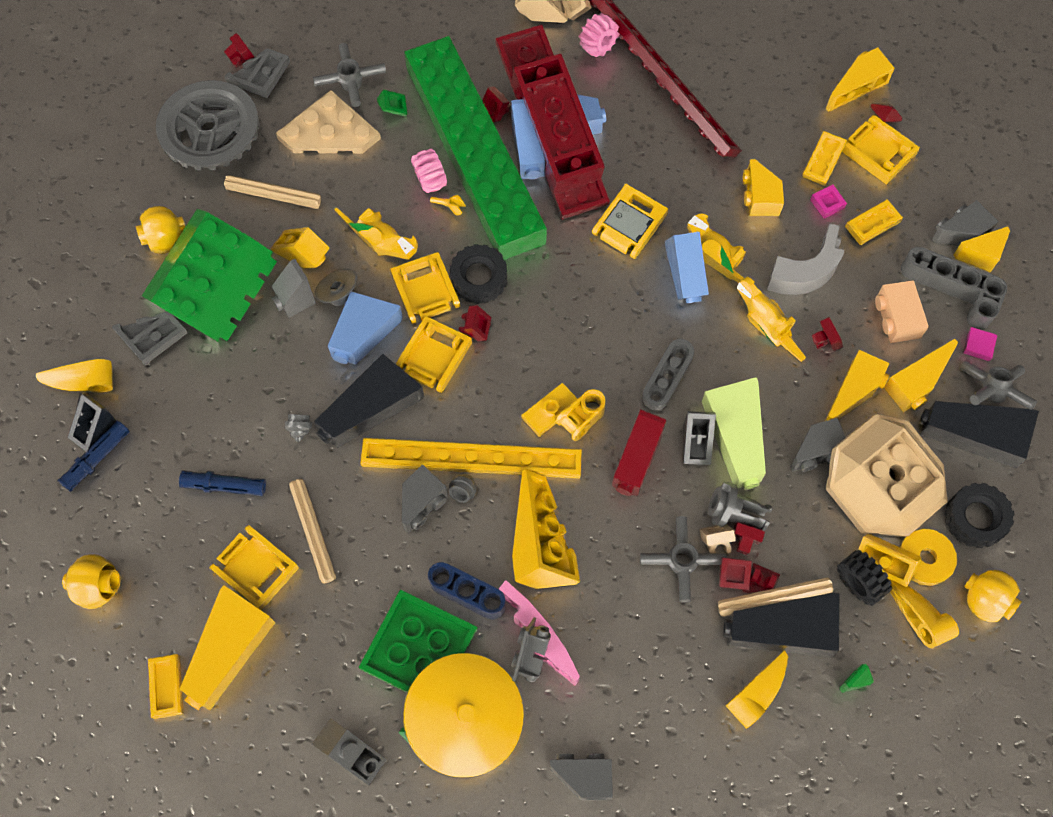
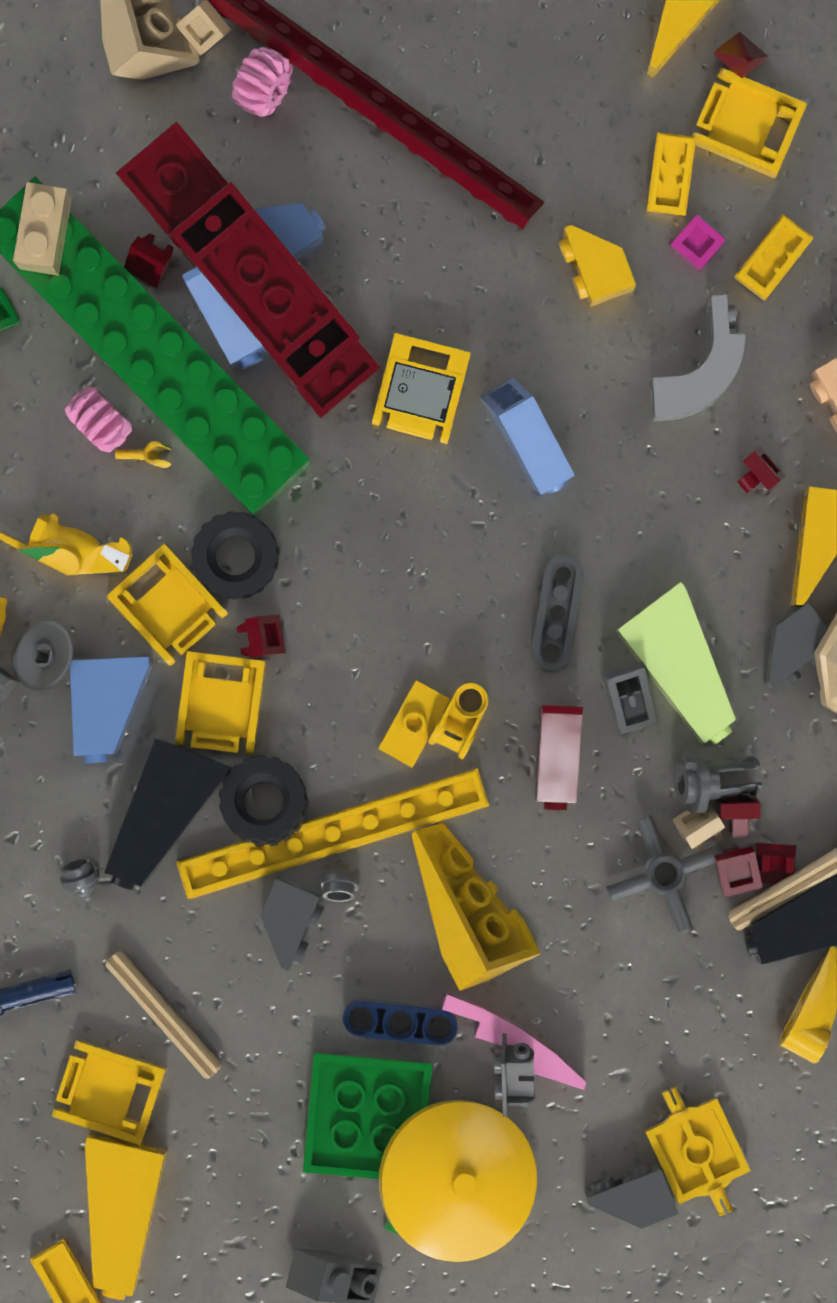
camera: 20 degrees left, 20 degrees up
(435, 399) = (257, 771): none -> black tyre
(440, 52) = (42, 228): none -> tan brick
(641, 760) = (697, 1150): none -> yellow plate
(717, 249) = (561, 389): yellow animal -> none
(768, 317) = (671, 474): yellow animal -> none

